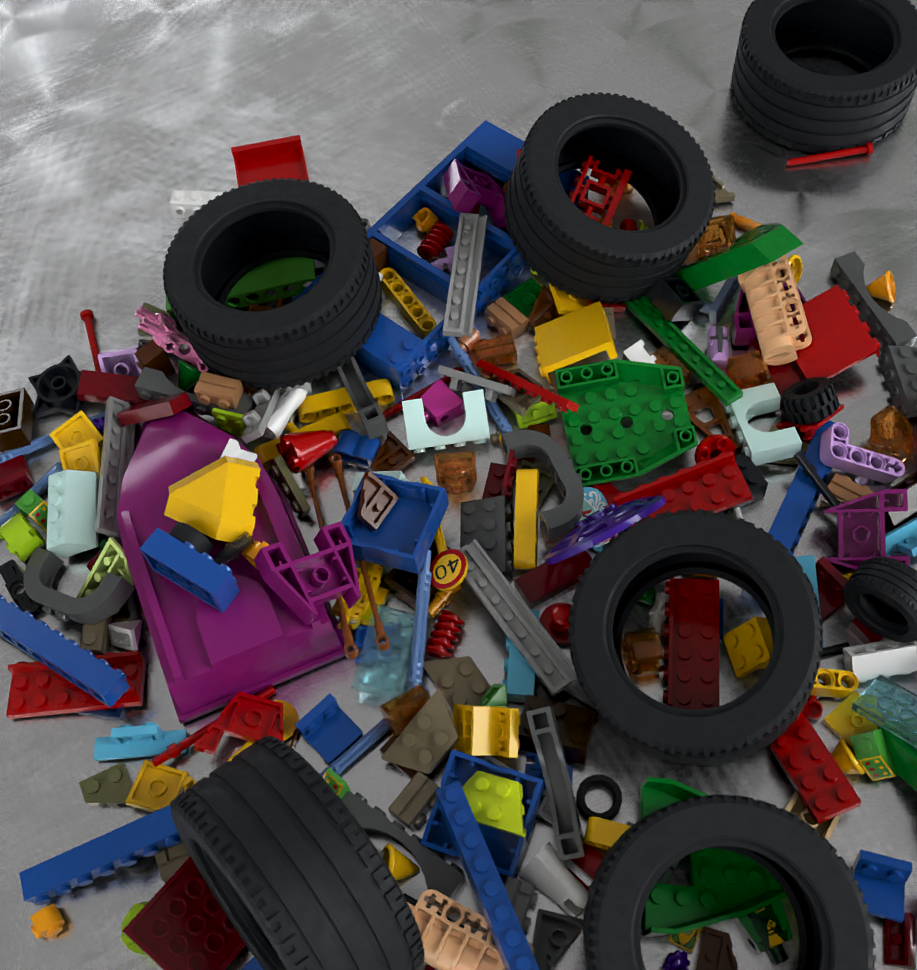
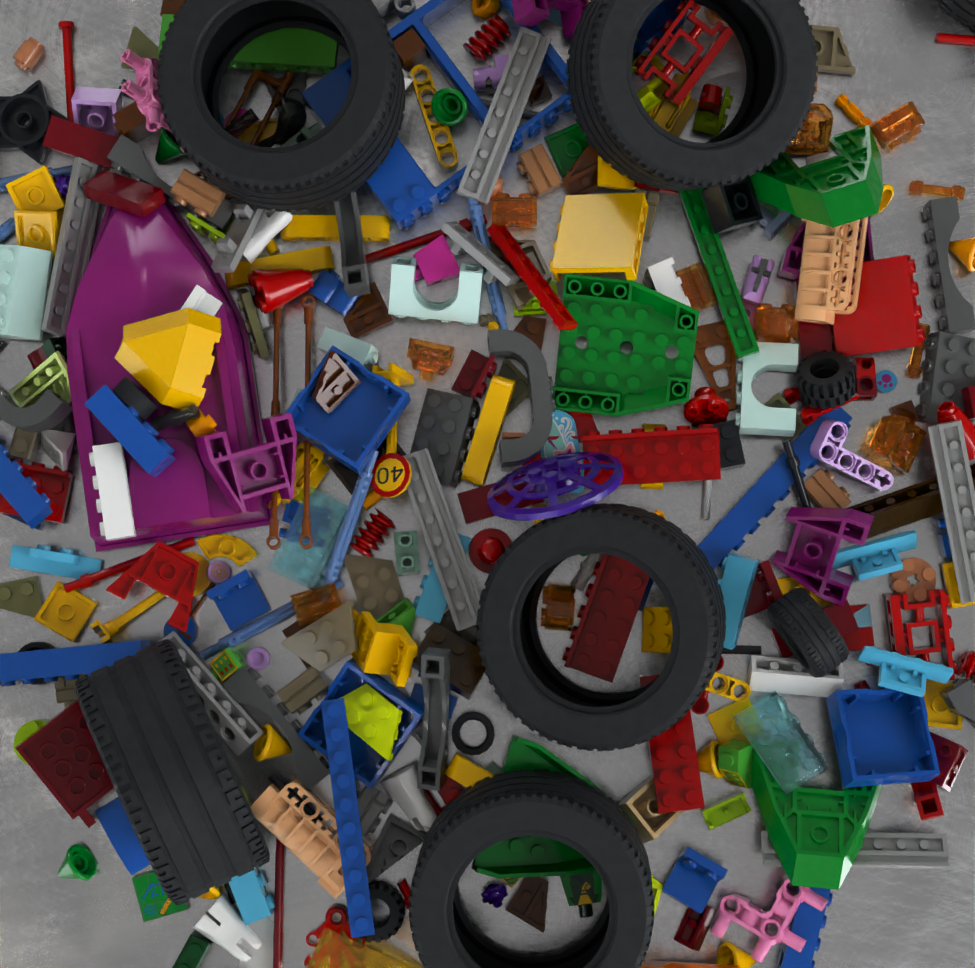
camera: 10 degrees right, 25 degrees up
(57, 340) = (28, 54): none -> nougat brick
(183, 632) = (113, 491): none -> white brick
(301, 708) = (218, 572): none -> lavender tile
(307, 686) = (227, 546): none -> yellow tile
(361, 783) = (257, 658): none -> lavender tile
(418, 284) = (449, 106): none -> green hat
(482, 640) = (406, 553): none -> sand green hips
(486, 267) = (540, 91): none -> reddish brown tile
(788, 215) = (897, 125): none -> clear orange brick
(819, 257) = (917, 188): none -> clear orange bar
(847, 399) = (865, 378): none -> leg
(858, 399) = (886, 381): none -> dark azure tile
(878, 382) = (914, 369): none -> clear orange bar
(881, 808) = (725, 810): none -> lime hinge

